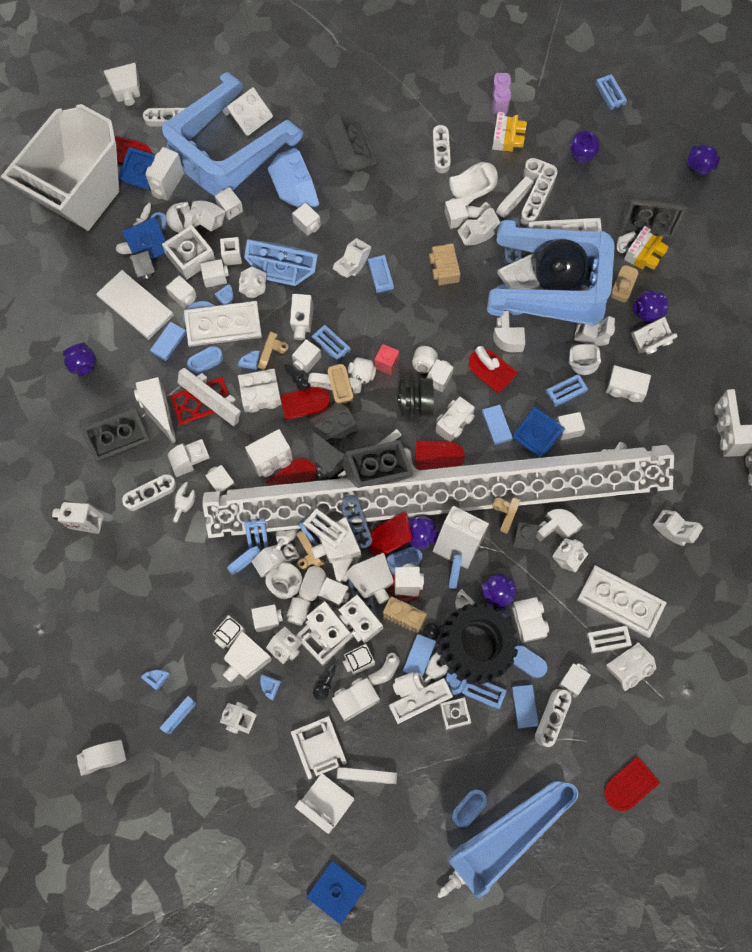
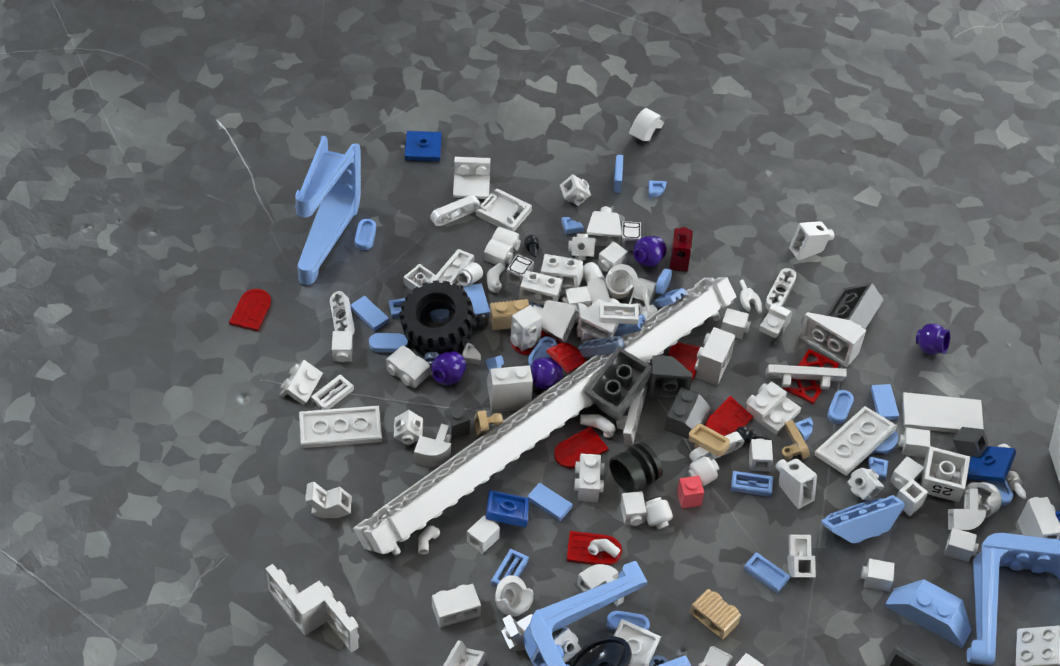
camera: 140 degrees right, 20 degrees down
(199, 584) = (681, 242): none -> dark red torso
(230, 599) = (649, 251): none -> dark purple piece

